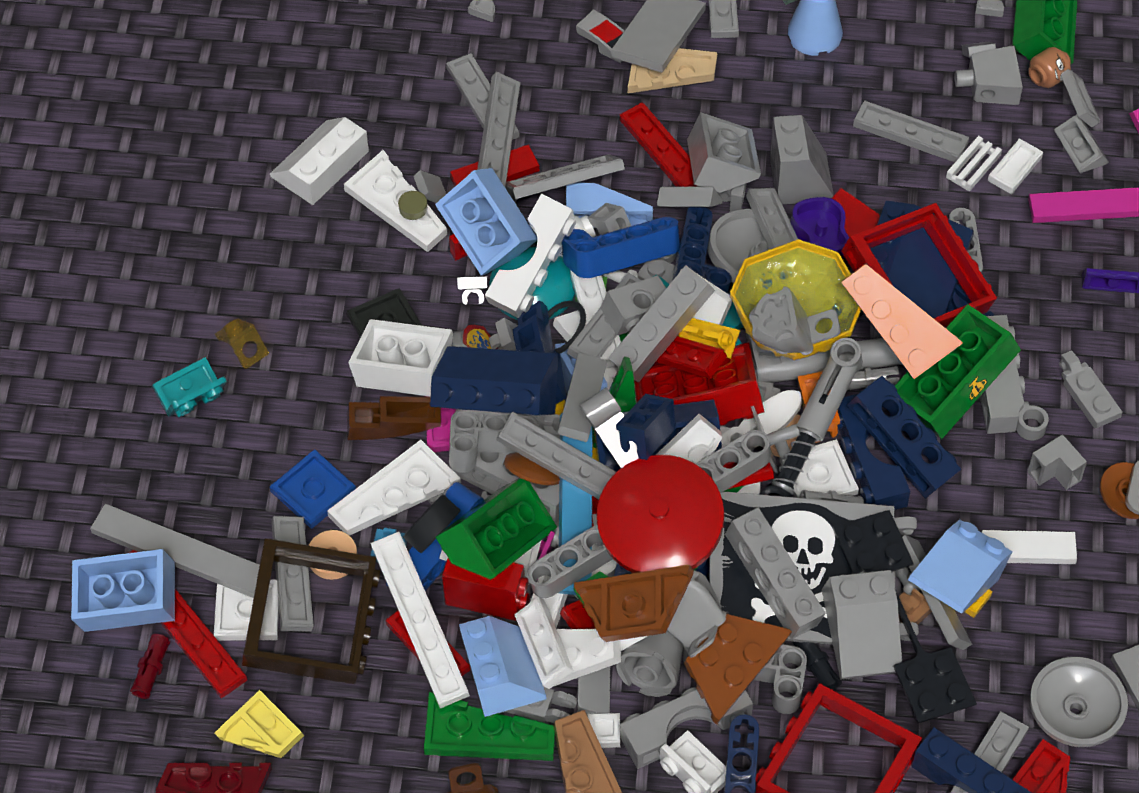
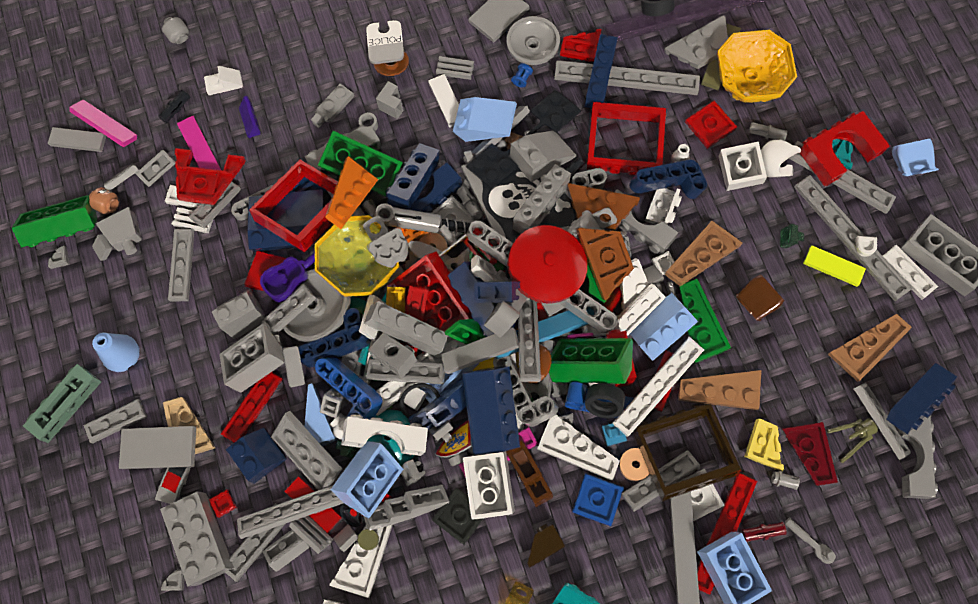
camera: 110 degrees left, 15 degrees up
(82, 731) = (823, 552): none -> light grey piece
(200, 729) = (789, 481): none -> light grey pin
(292, 397) = (545, 544): none -> dark brown slope
(364, 725) = (728, 390): none -> medium nougat wing
(429, 263) = (407, 507): none -> light grey slope
(452, 144) = (313, 531): none -> light grey tile
(455, 125) = (284, 550): none -> light grey slope
(519, 36) = (196, 538): none -> light grey brick
(551, 80) = (222, 503): none -> red tile
(592, 126) = (256, 455): none -> dark blue slope
(988, 194) = (206, 213): none -> light grey tile
(1020, 180) = (203, 184): none -> red wing
(1023, 666) = (524, 70): none -> blue bush
(1096, 562) = (455, 65): none -> light grey tile

